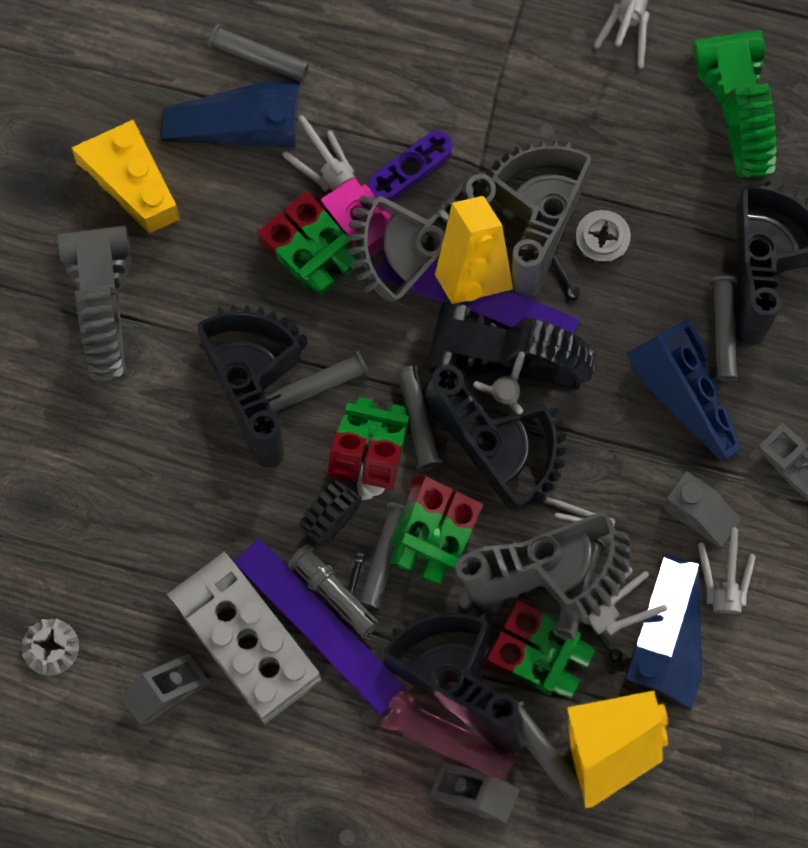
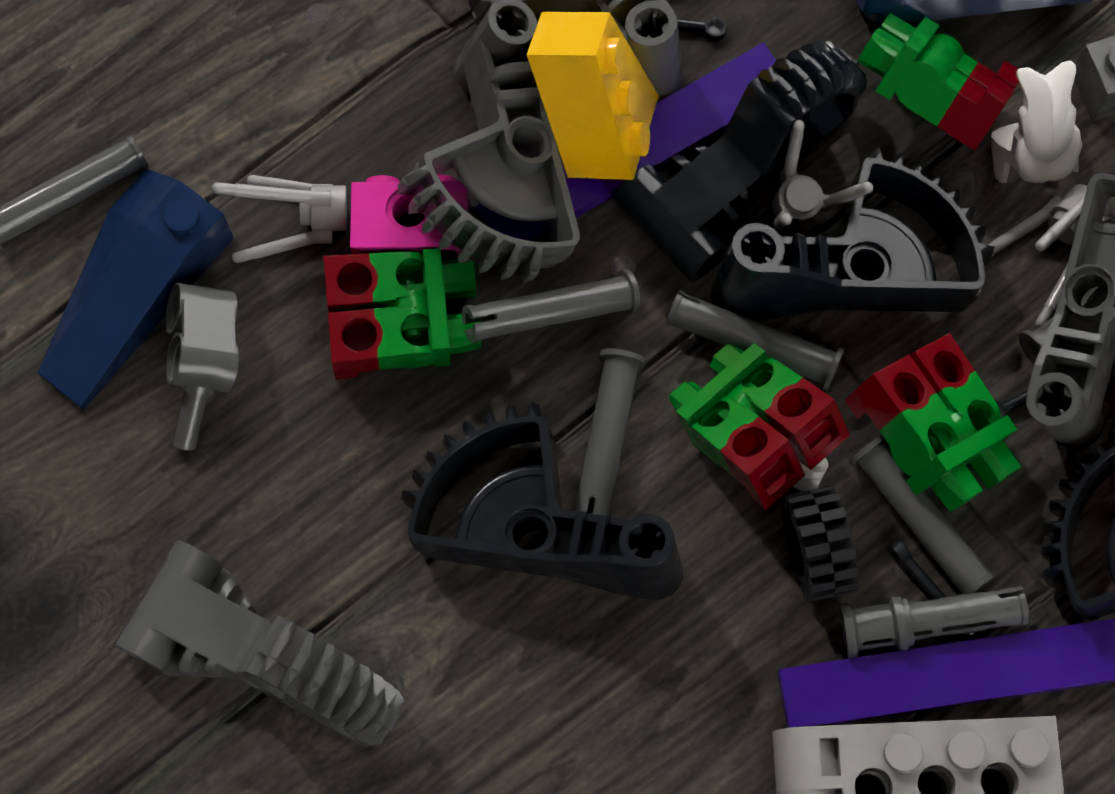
camera: 55 degrees left, 0 degrees up
(128, 172) = (105, 481): yellow wedge -> none
(222, 170) = (201, 352): none -> dark grey beam
(360, 312) = (552, 307): none -> dark grey pin
(435, 161) = (367, 94): dark purple beam -> none
(615, 412) = (938, 78): none -> green hips
(623, 481) = (1045, 139): none -> white hair

